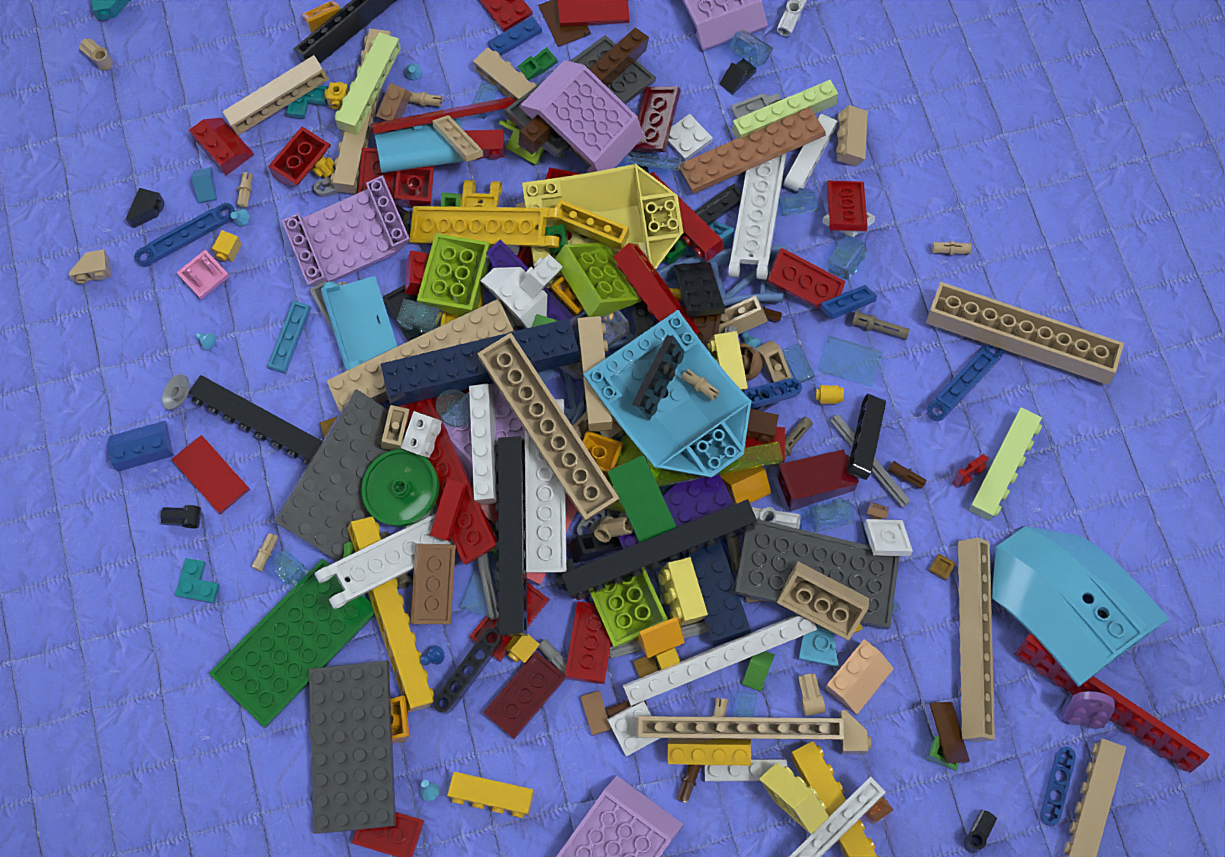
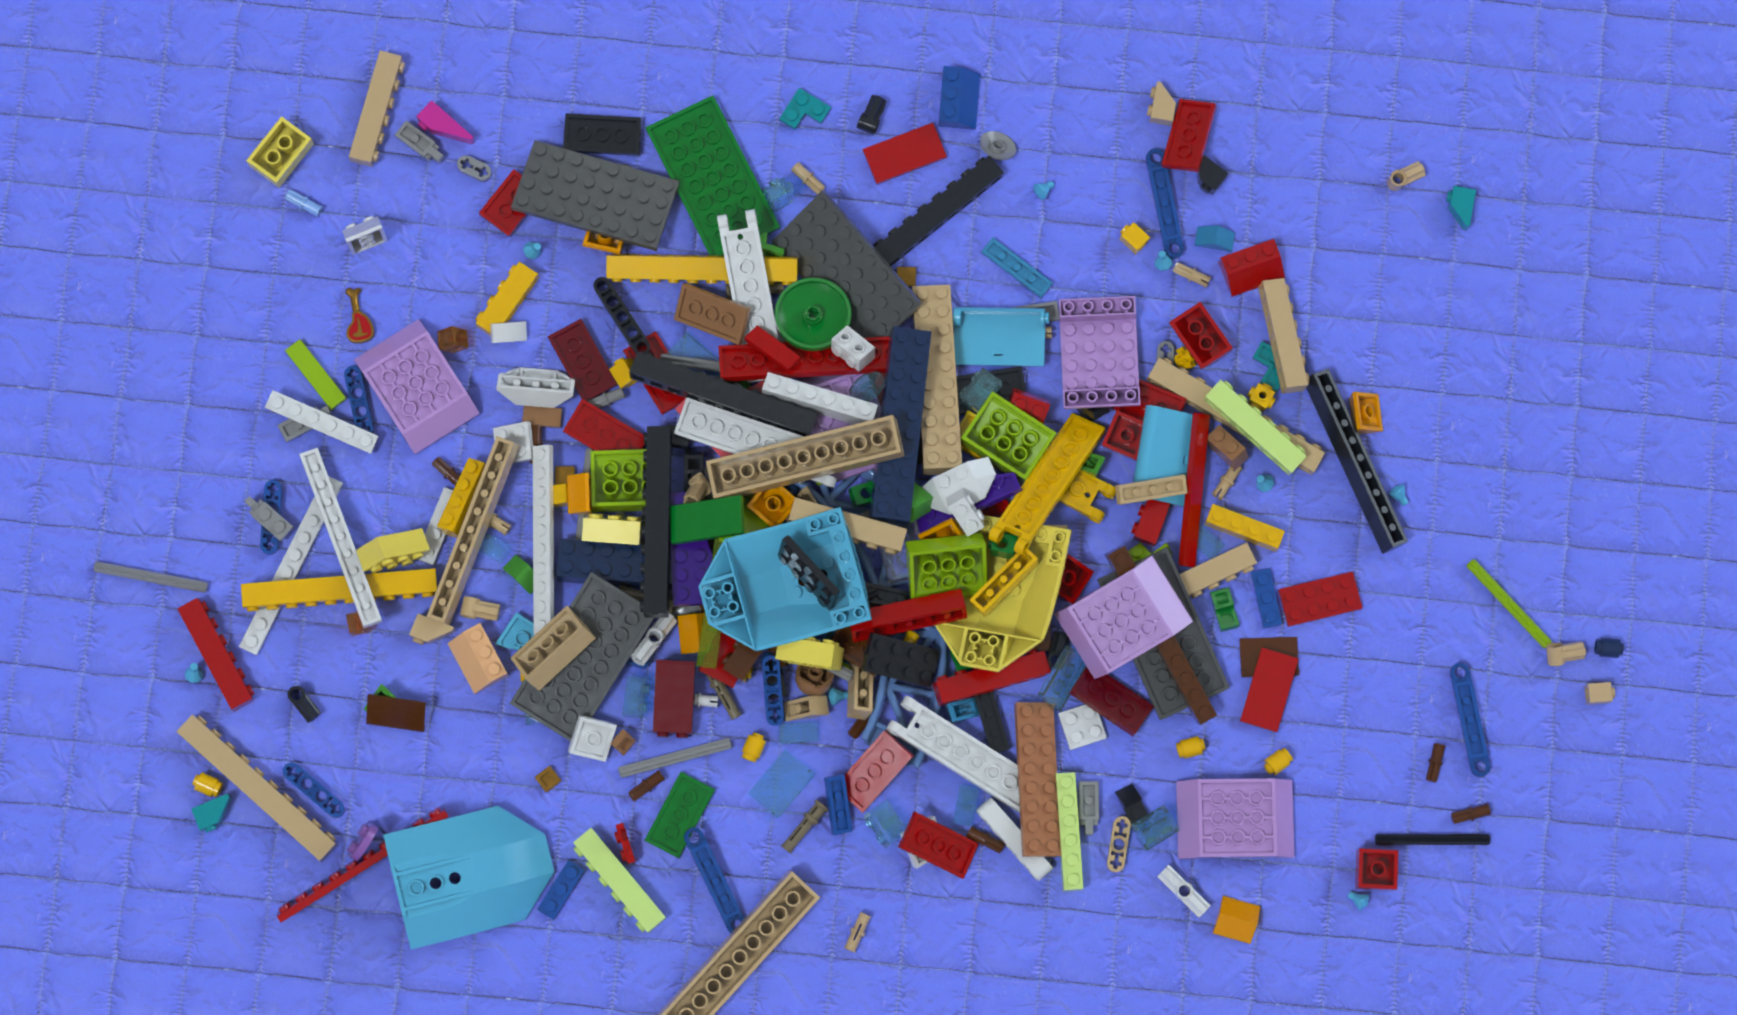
camera: 100 degrees right, 10 degrees up
(114, 232) = (1189, 135): none -> red tile
(203, 274) = (1113, 207): bright pink plate -> none
(285, 768) = (602, 134): none -> black plate
(395, 428) = (869, 327): tan slope -> none
(434, 655) = (650, 294): blue piece -> none
(460, 70) = (1244, 528): none -> yellow brick
(524, 778) = (508, 332): none -> white slope
(552, 831) = (452, 339): none -> clear orange brick
(558, 388) = (855, 495): none -> green brick
(568, 727) = (535, 387): none -> white wedge
(669, 47) = (1190, 747): none -> yellow brick
(700, 384) = (792, 614): tan pin -> none
(772, 80) = (1111, 848): none -> tan beam
(803, 449) = (704, 700): none -> white pin
(821, 176) = (985, 840): none -> reddish brown axle
(852, 135) = (1015, 886): tan brick -> none
(866, 436) = (695, 760): black beam -> none
(919, 437) = (679, 813): none -> green tile
(976, 640) = (468, 775): tan brick -> none
(1038, 514) = (561, 890): none -> blue plate

